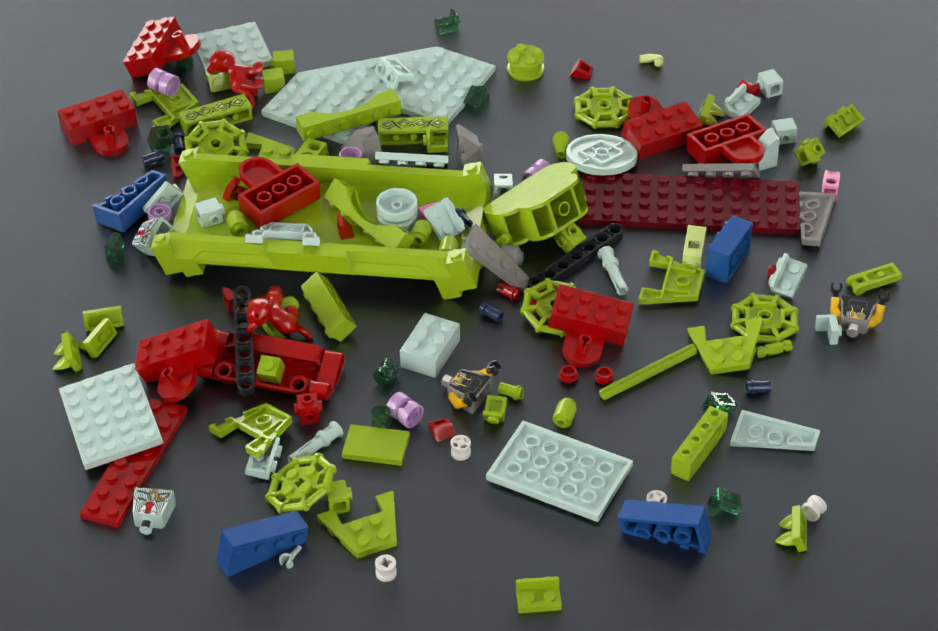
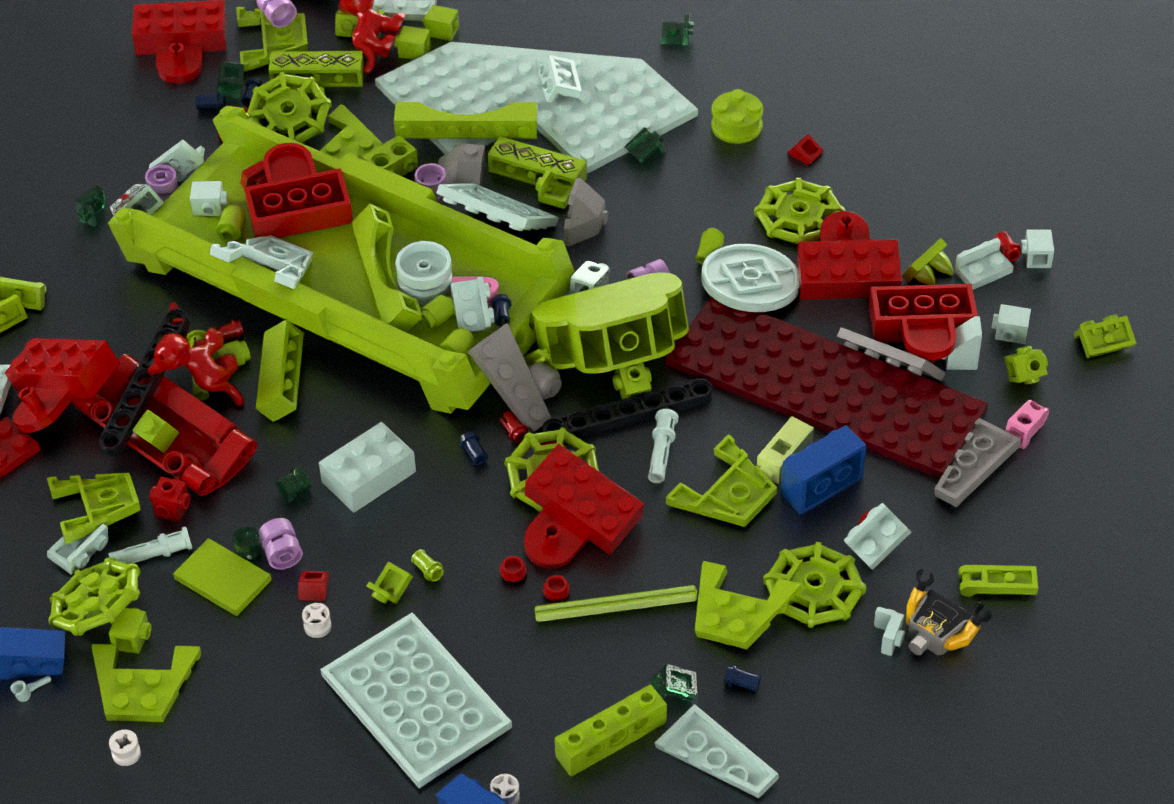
camera: 25 degrees right, 5 degrees up
(127, 206) = (130, 157): blue wedge -> none
(344, 228) = (352, 273): red slope -> none
(470, 387) = (377, 542): torso -> none
(564, 413) = (471, 622): lime brick -> none
(648, 58) = (905, 161): yellowish green arm -> none
(773, 348) = (798, 631): lime axle -> none

